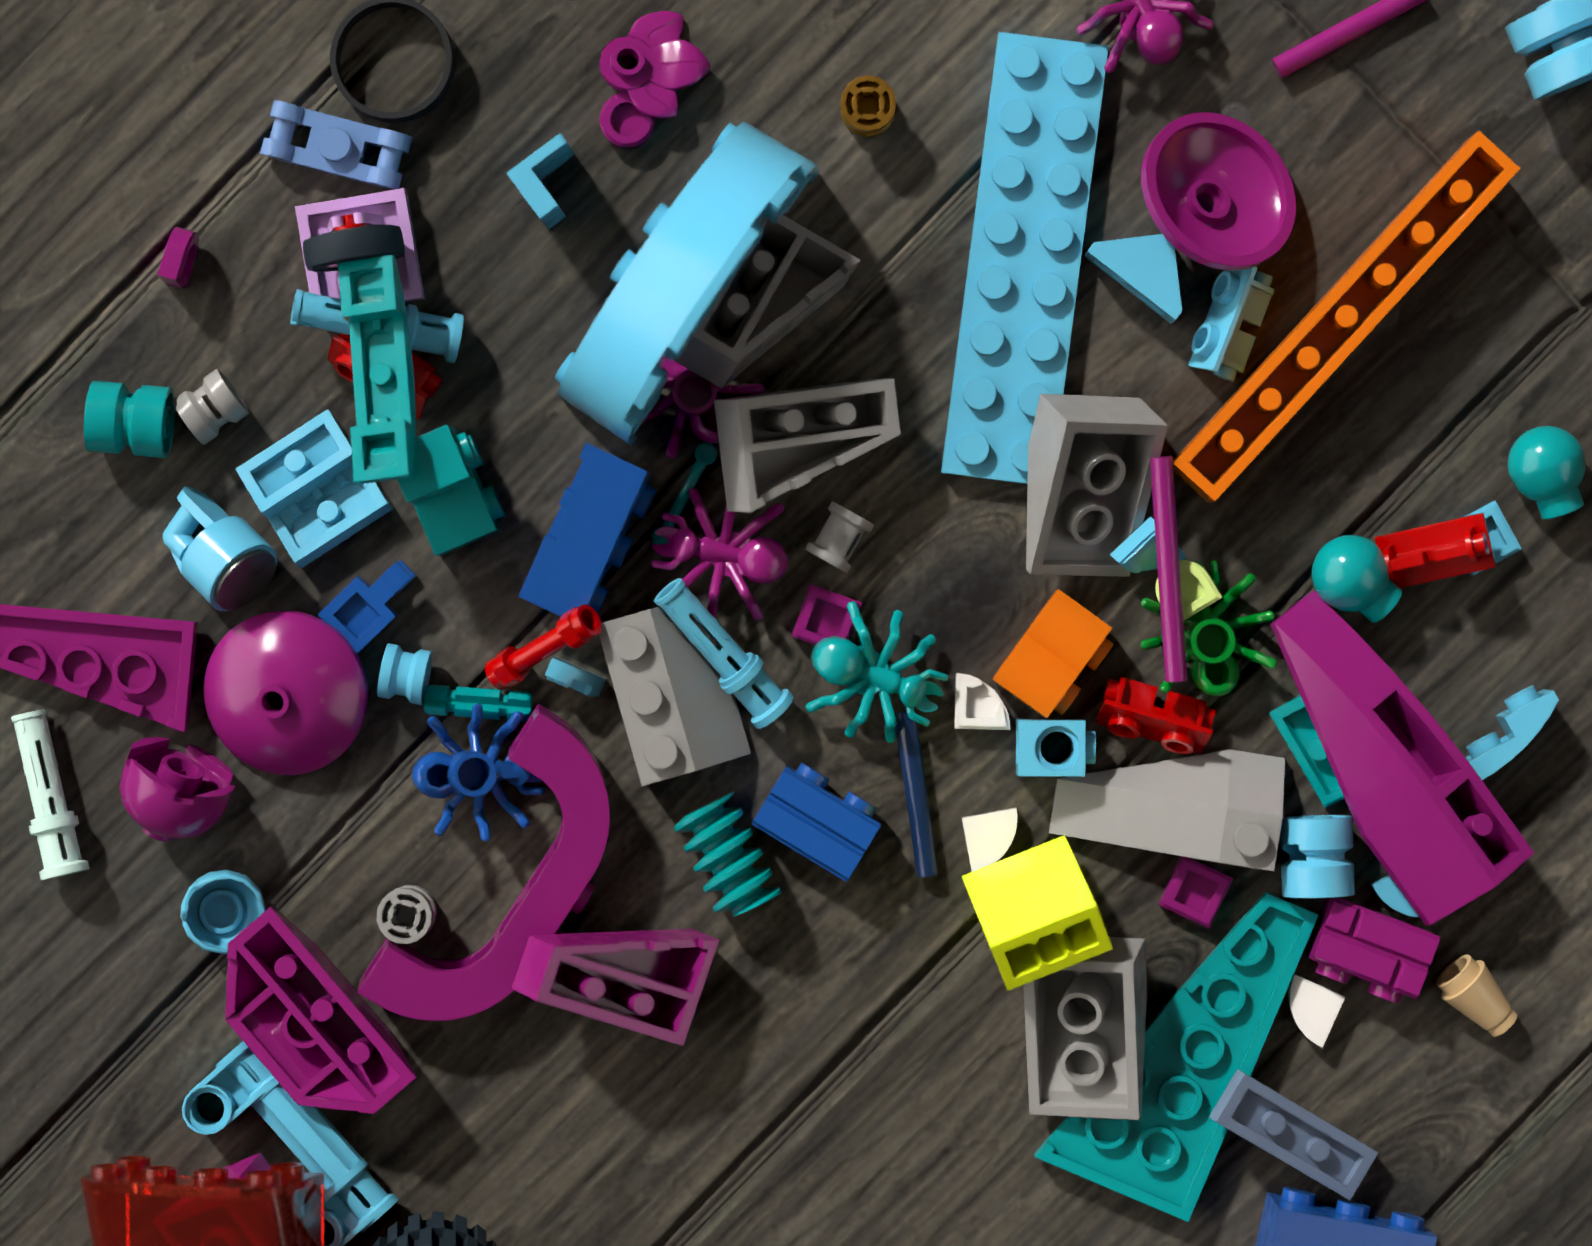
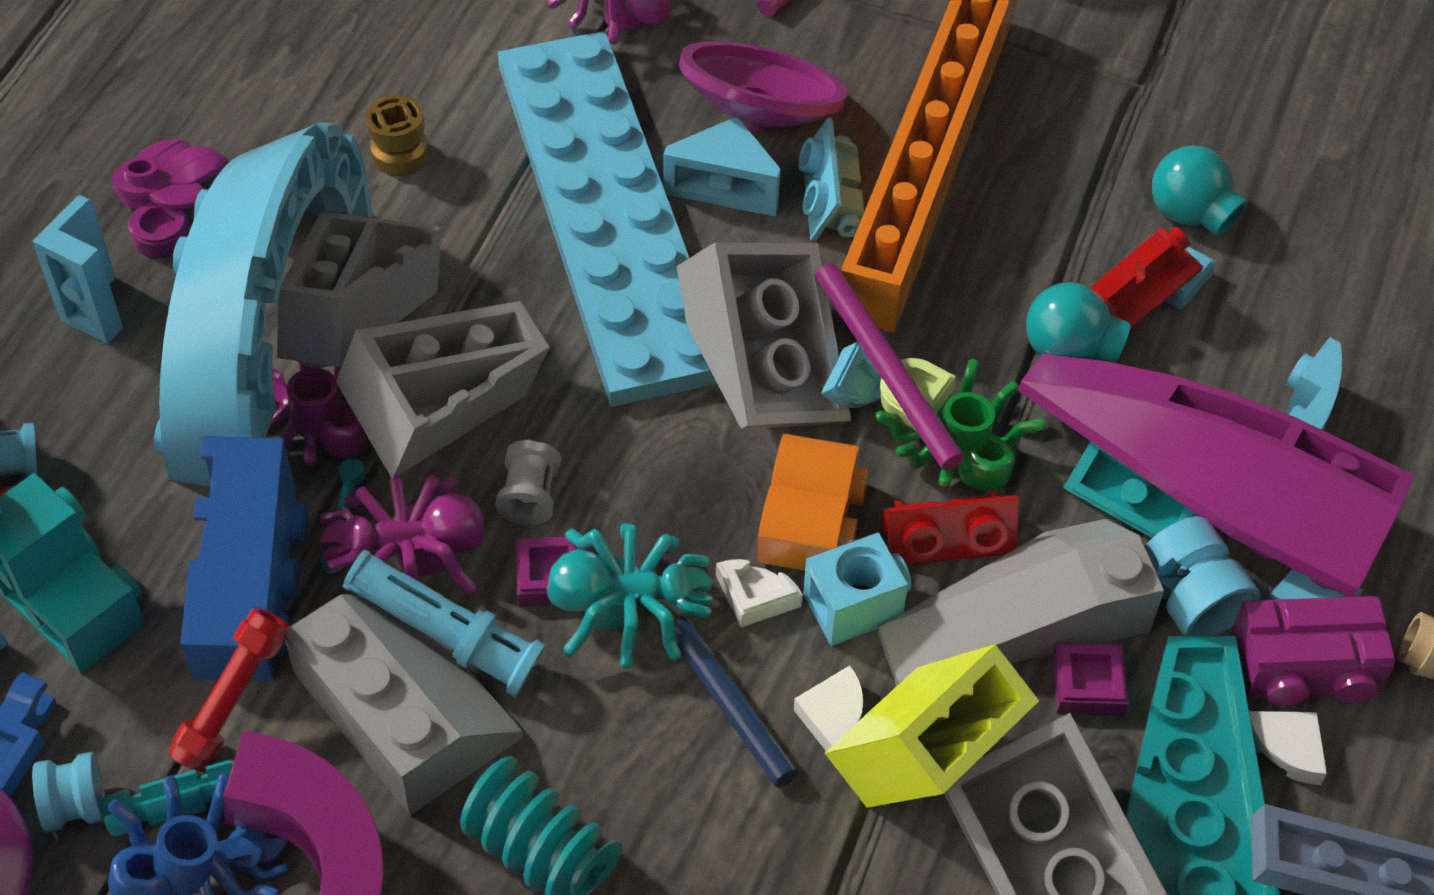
camera: 25 degrees left, 35 degrees down
(575, 677) = (280, 718): medium azure tile -> none
(817, 821) = (630, 760): blue brick -> none

